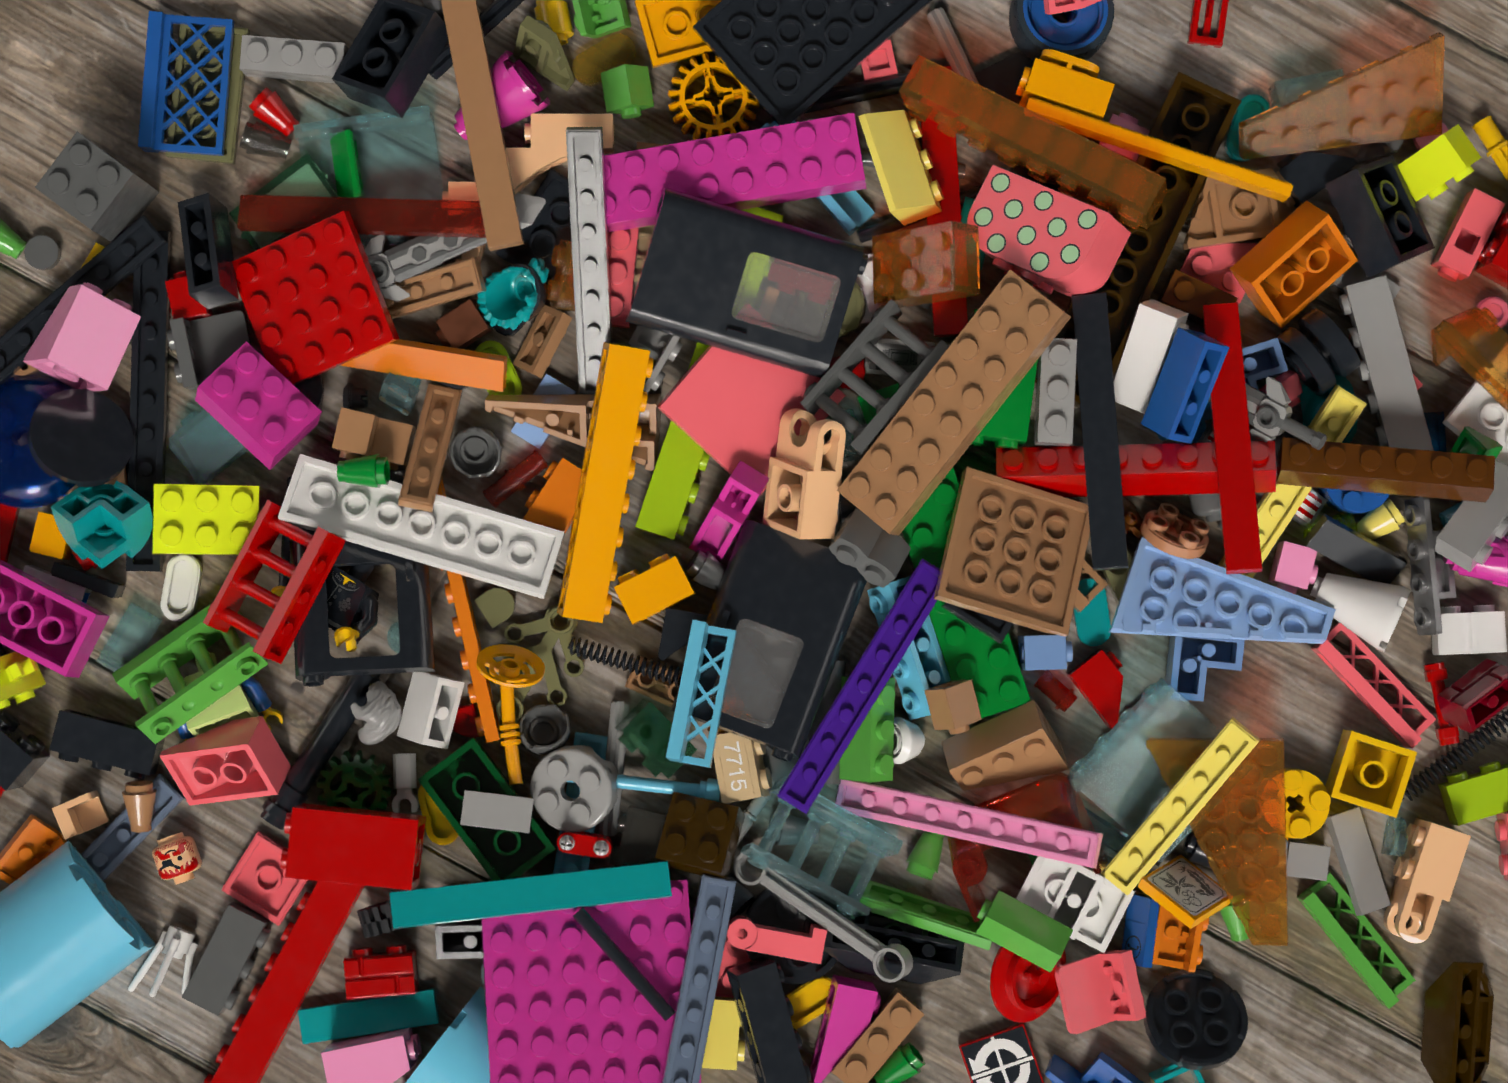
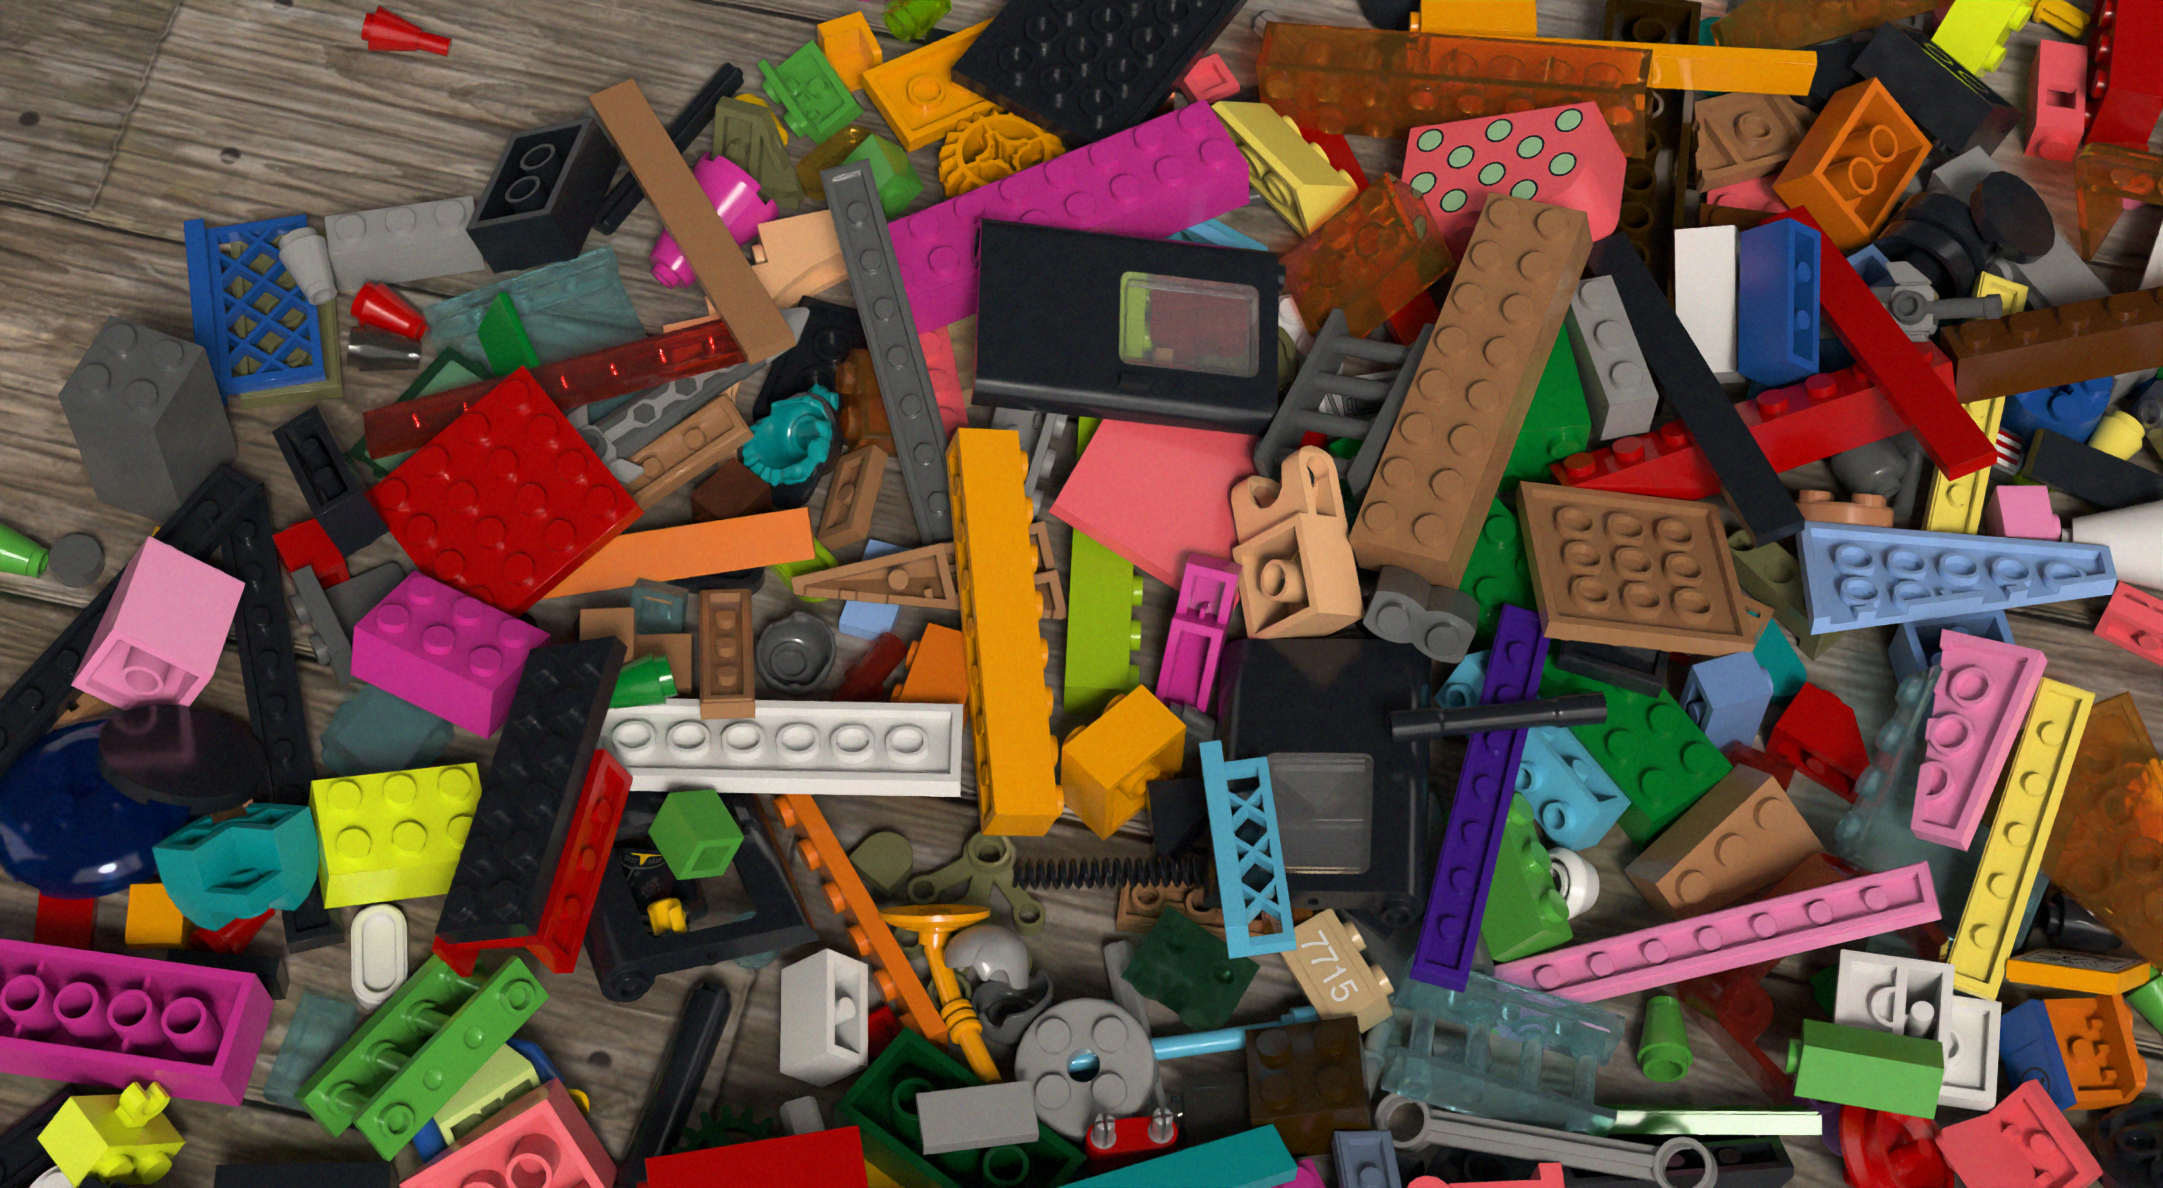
camera: 20 degrees left, 30 degrees down
(225, 72) = (309, 264): none -> light grey cone
(281, 540) = (531, 792): none -> black plate
(376, 586) = (695, 834): none -> bright green brick
(379, 715) = (751, 1043): light grey hair -> none
(534, 706) = (992, 953): none -> light grey hair
(924, 651) = (1435, 723): none -> black piece
(953, 706) = (1627, 786): medium nougat brick -> none
(1175, 736) = (1971, 732): none -> bright pink wing
(1376, 352) = (2013, 217): none -> black tile

